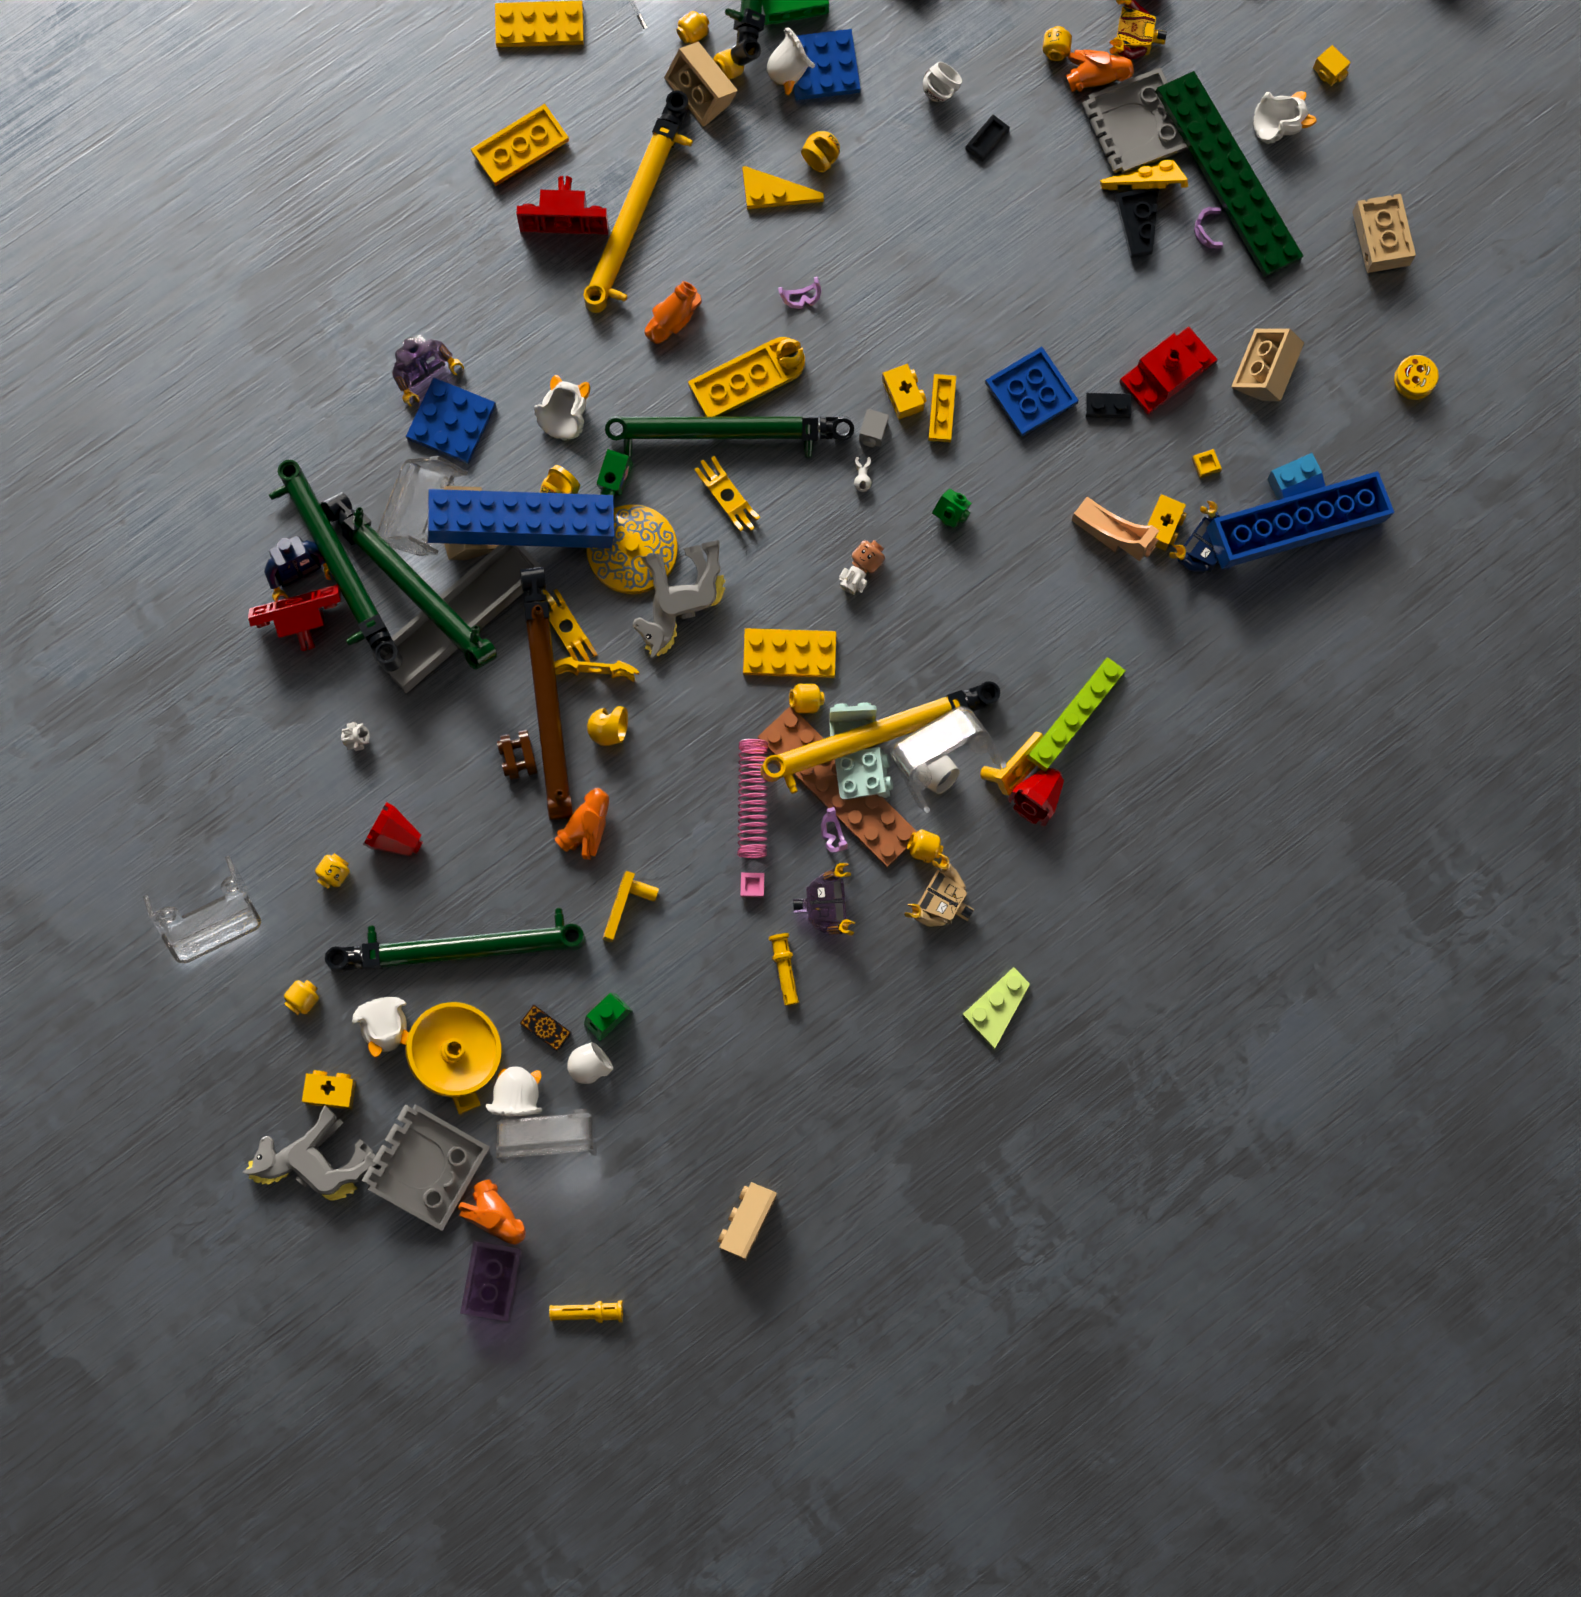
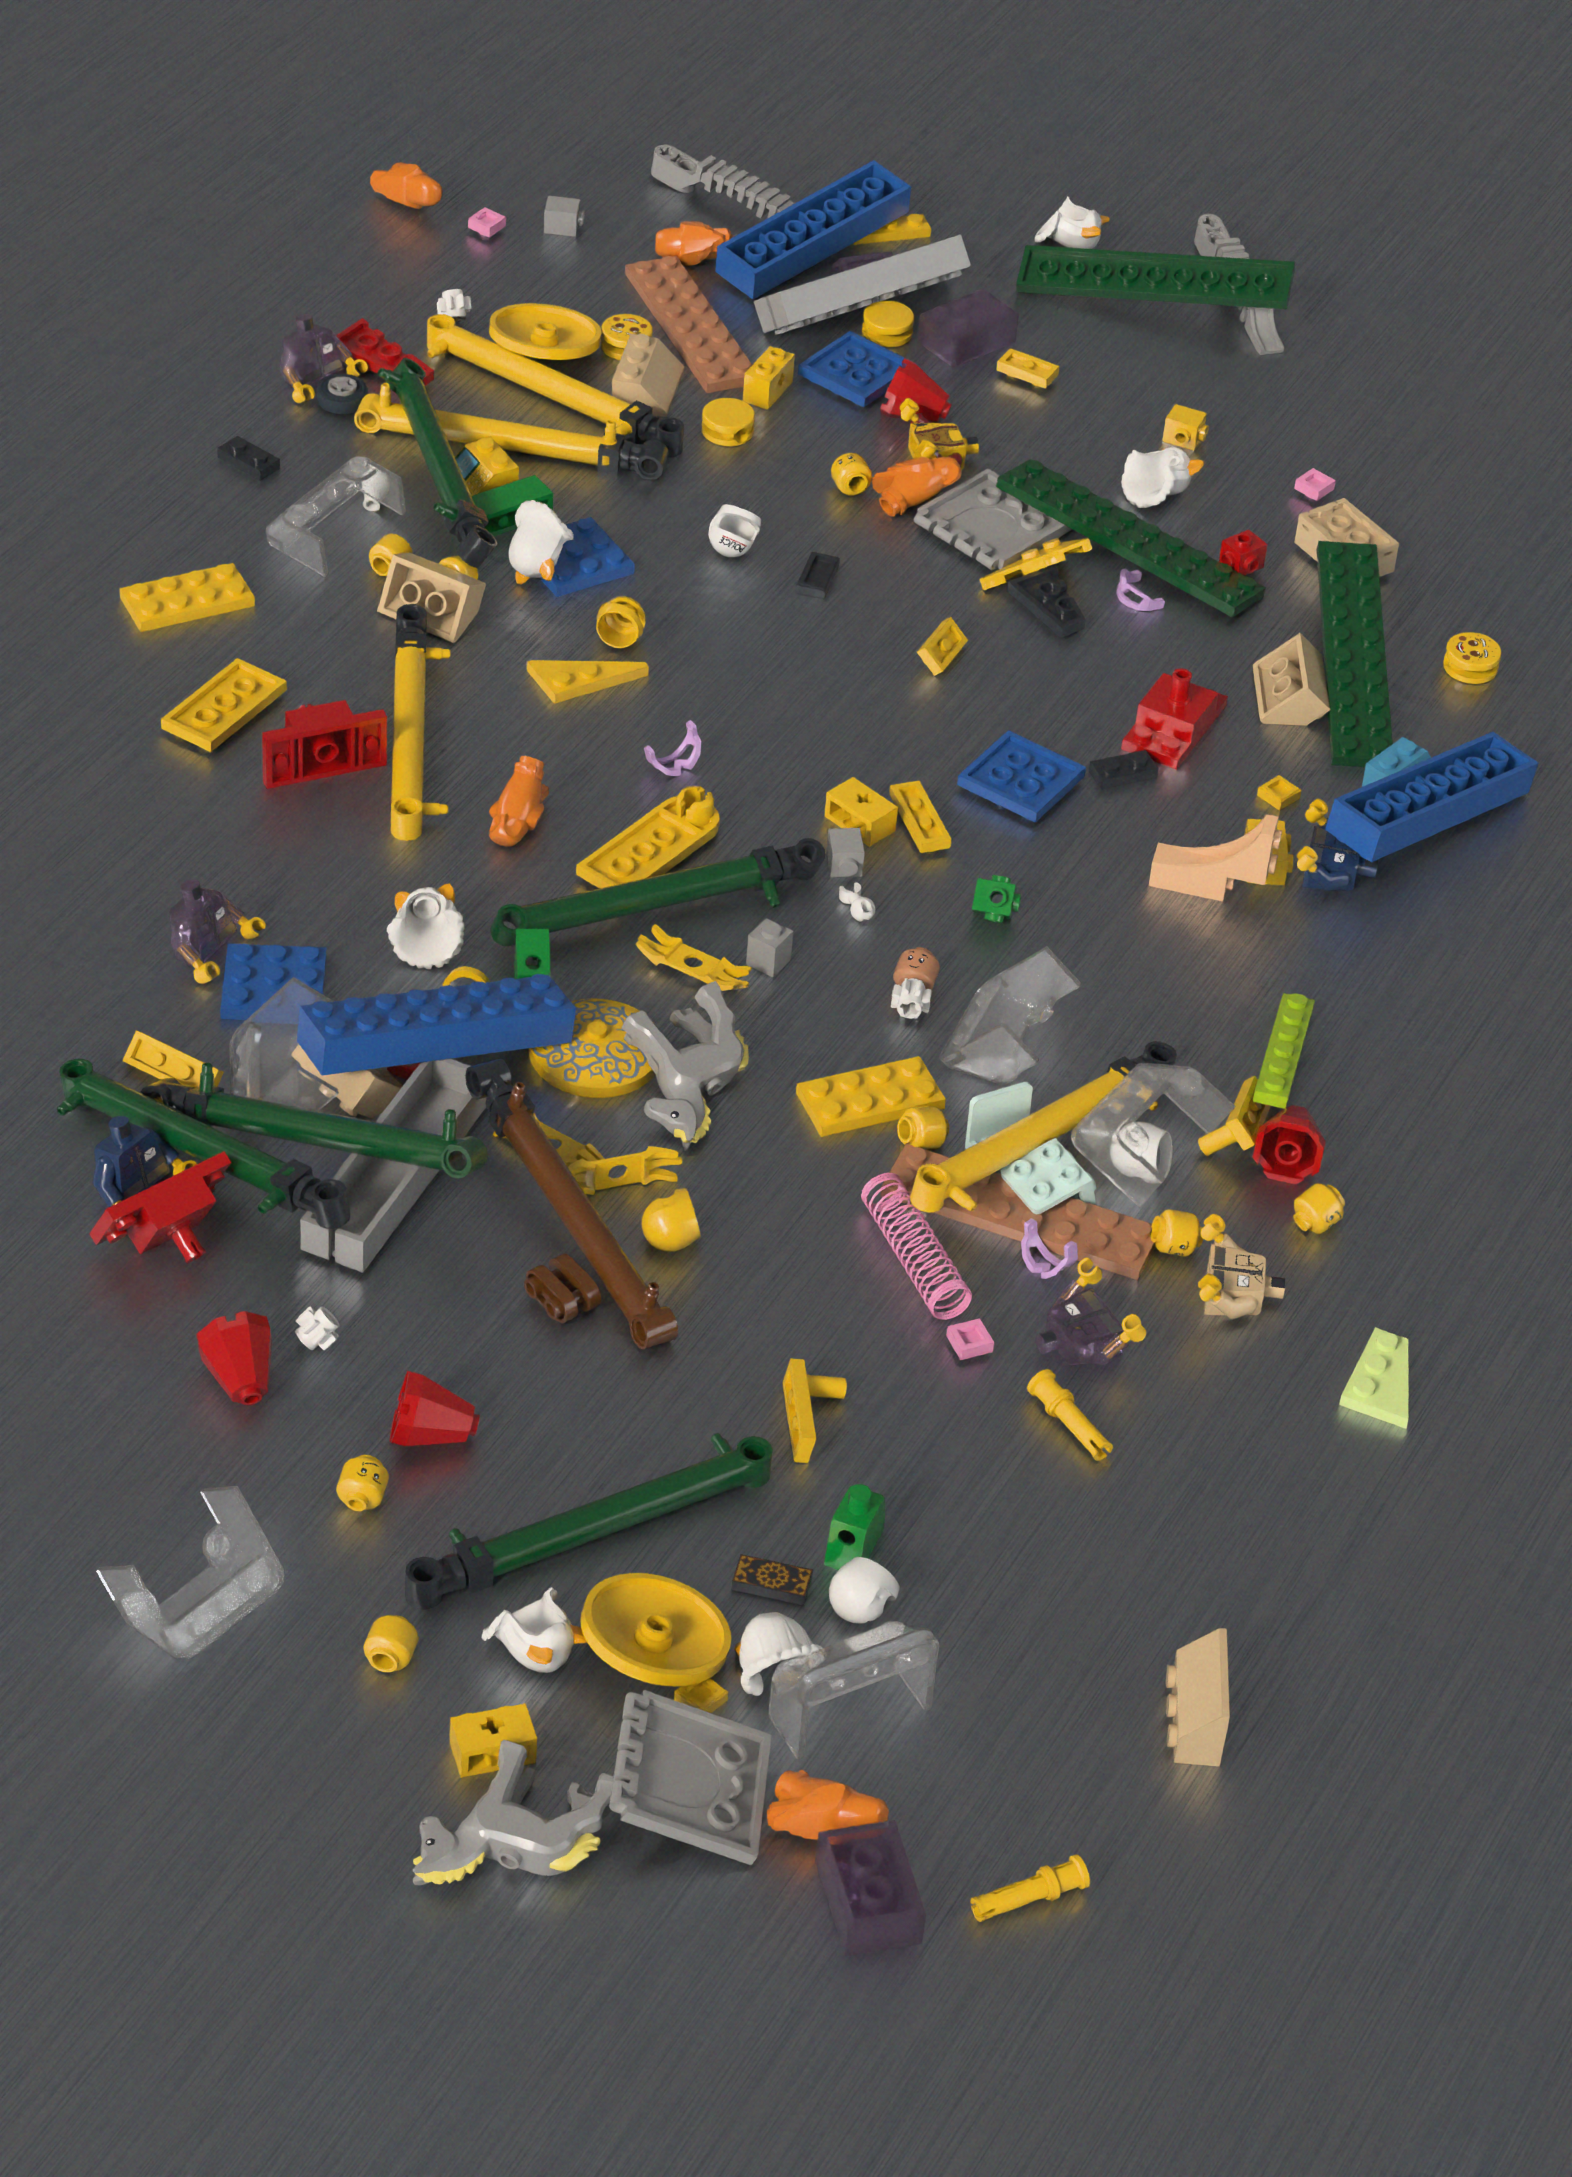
camera: 25 degrees left, 35 degrees down
(297, 749) = (238, 1355): none -> red cone
(355, 479) = (165, 1061): none -> yellow plate
(586, 825) = (702, 1332): orange animal -> none
(780, 502) = (769, 947): none -> light grey brick
(897, 622) = (999, 1015): none -> clear windscreen
(1028, 857) = (1318, 1208): none -> yellow head
(1038, 244) = (942, 646): none -> yellow plate
(1301, 219) = (1243, 552): none -> red brick
(1326, 352) = (1353, 652): none -> dark green plate
(1398, 157) = (1315, 484): none -> bright pink plate

